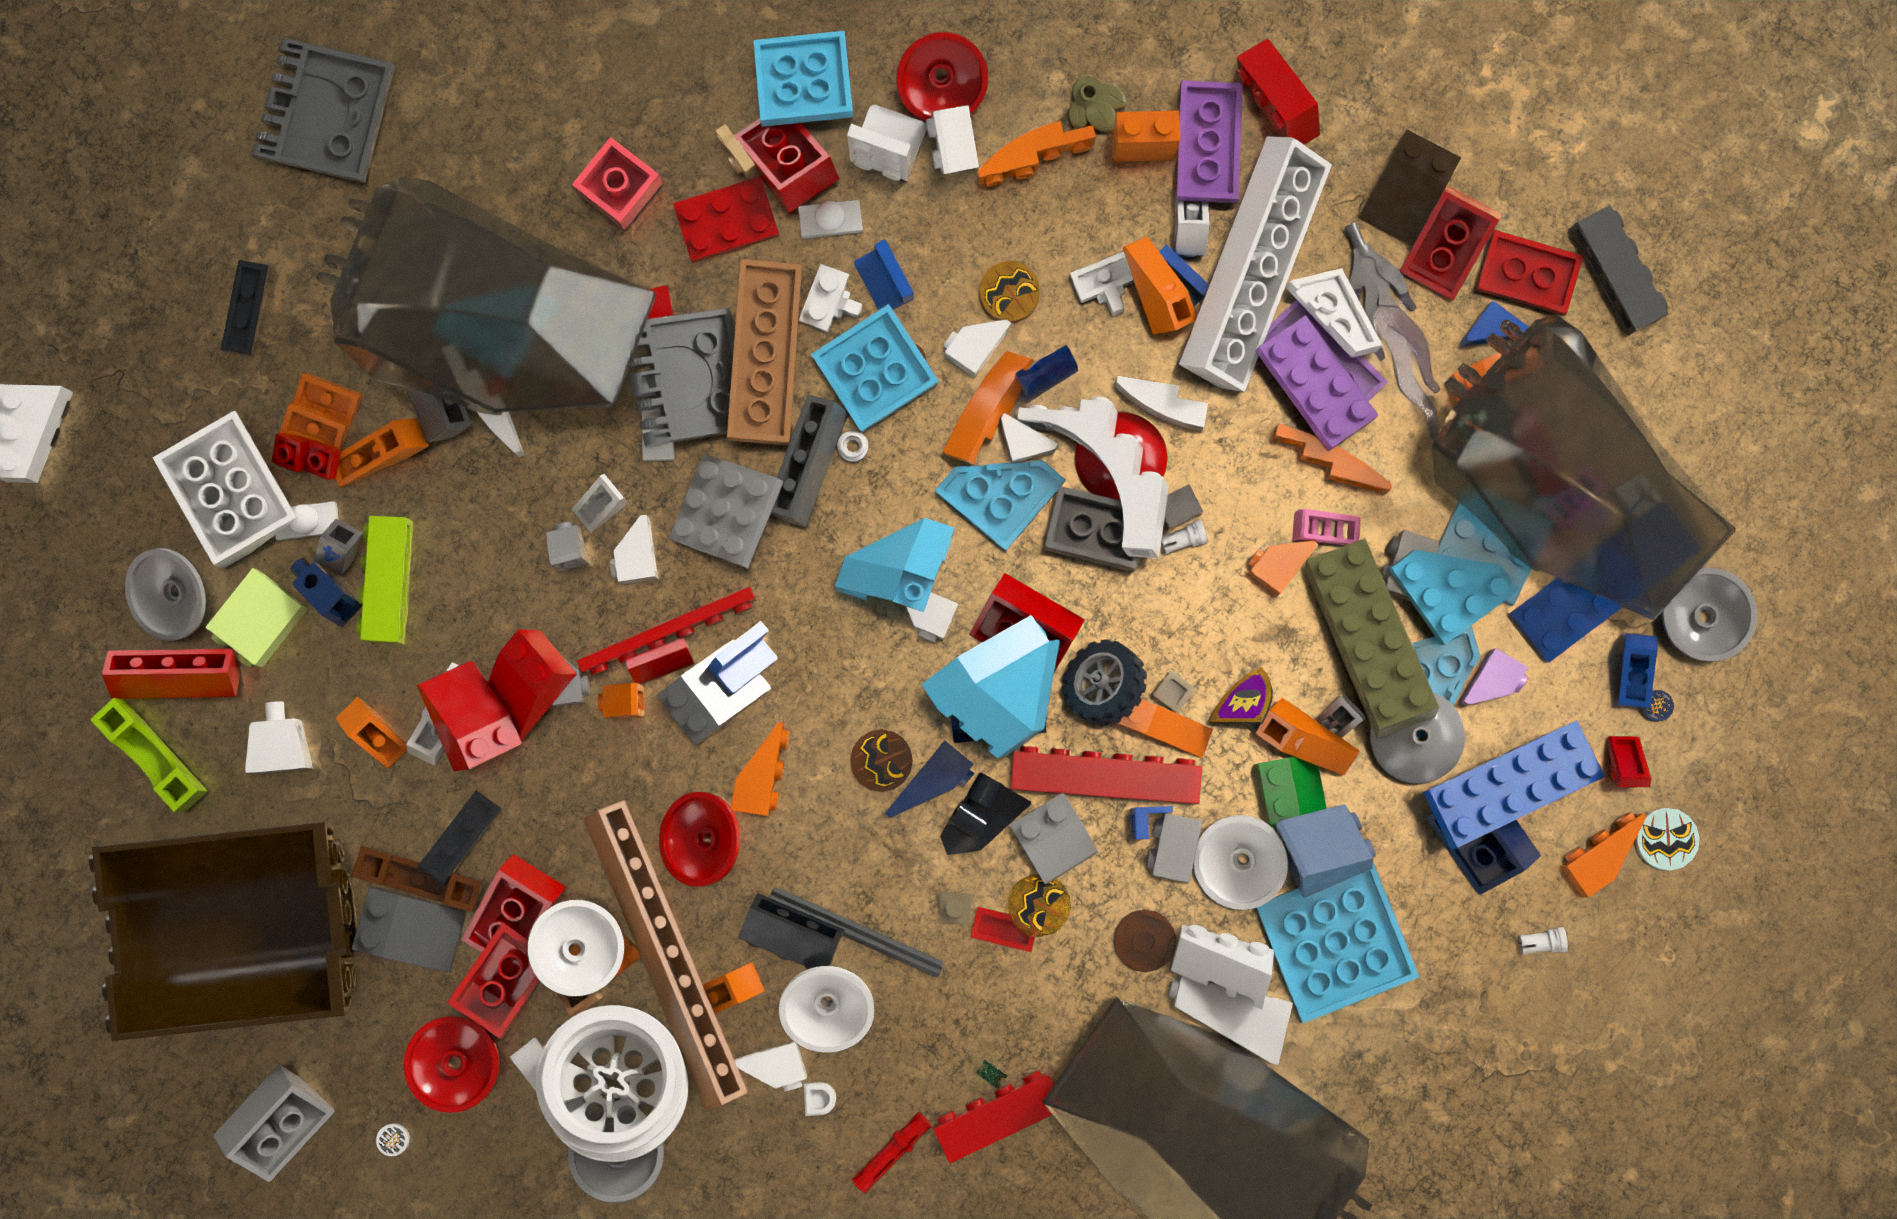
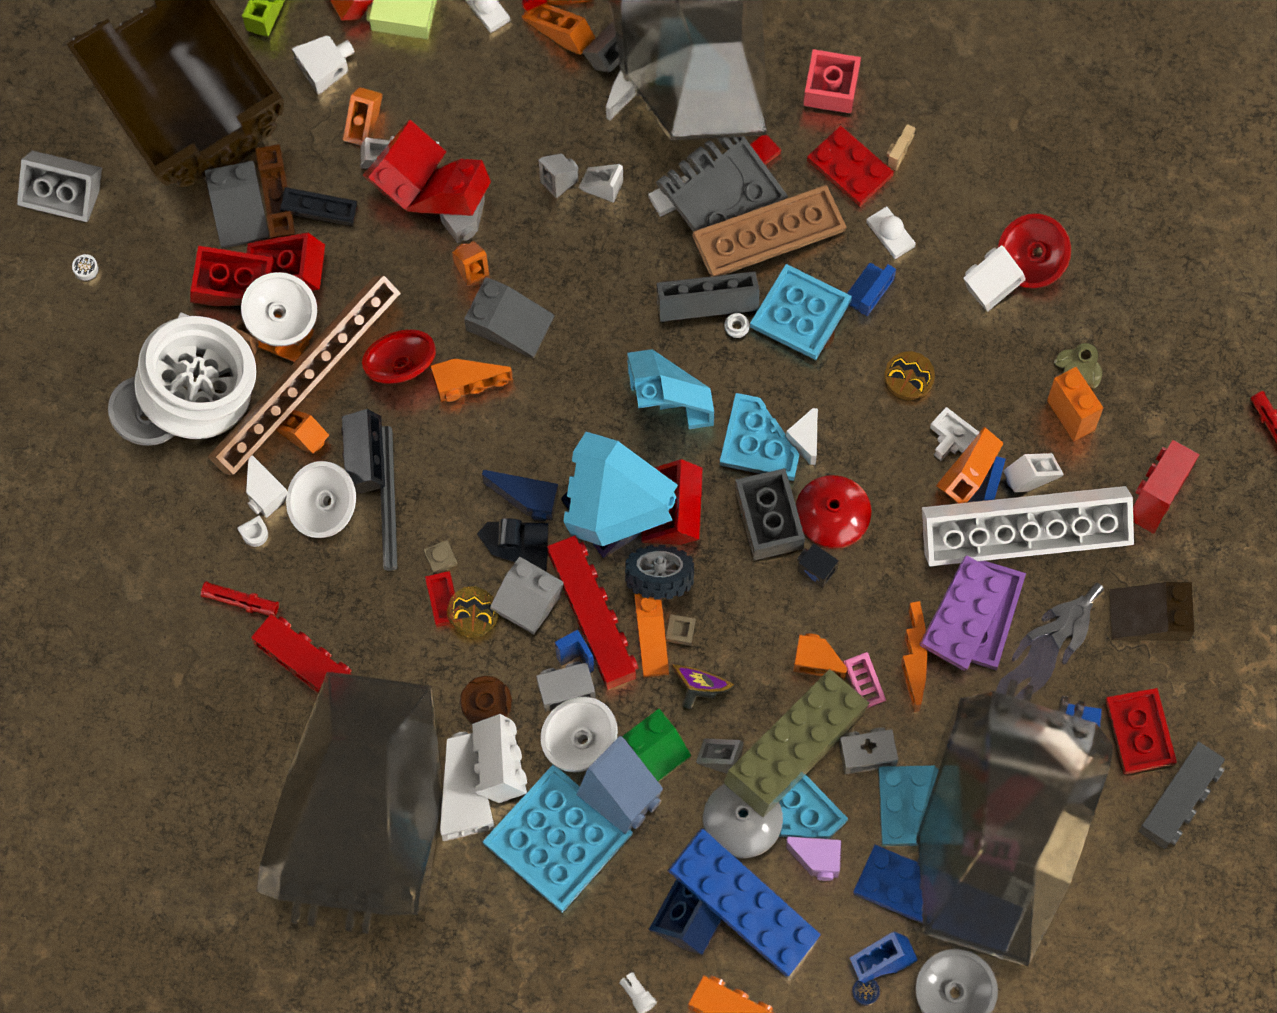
camera: 65 degrees right, 15 degrees down
(324, 592) = (444, 30): dark blue torso -> none
(338, 547) = (479, 31): flat silver brick -> none
(385, 580) = (473, 73): lime brick -> none
(429, 1066) = (155, 261): red dish -> none
(635, 555) = (579, 220): white slope -> none
(656, 636) = (542, 271): red plate -> none
(659, 661) = (511, 272): red tile -> none
(725, 510) = (642, 260): light grey plate -> none
(743, 659) = (543, 323): panel -> none
(788, 161) = (916, 181): red slope -> none
(803, 78) = (978, 163): medium azure plate -> none
(828, 300) = (832, 259): white hinge -> none
(881, 760) = (521, 454): tile -> none
(886, 142) = (963, 239): white bracket -> none
(935, 619) = (645, 433): white slope -> none
(975, 345) = (857, 370): white slope -> none
(988, 404) = (826, 398): orange slope -> none
(991, 1073) = (332, 639): clear green bush -> none
(1021, 155) = (1014, 333): orange slope -> none
(1046, 373) = (863, 425): clear blue slope -> none
(1142, 495) = (810, 519): white arch -> none
(1162, 402) = (890, 519): white slope -> none
(1193, 535) = (804, 586): white pin -> none
(1209, 142) = (1099, 454): medium lavender plate -> none
(1305, 738) = (696, 735): orange slope -> none
(1337, 310) = (1028, 603): white wing -> none
(1450, 242) = (1130, 661): red slope -> none
(1451, 590) = (866, 785): medium azure plate -> none
(1628, 762) = (808, 985): red tile -> none

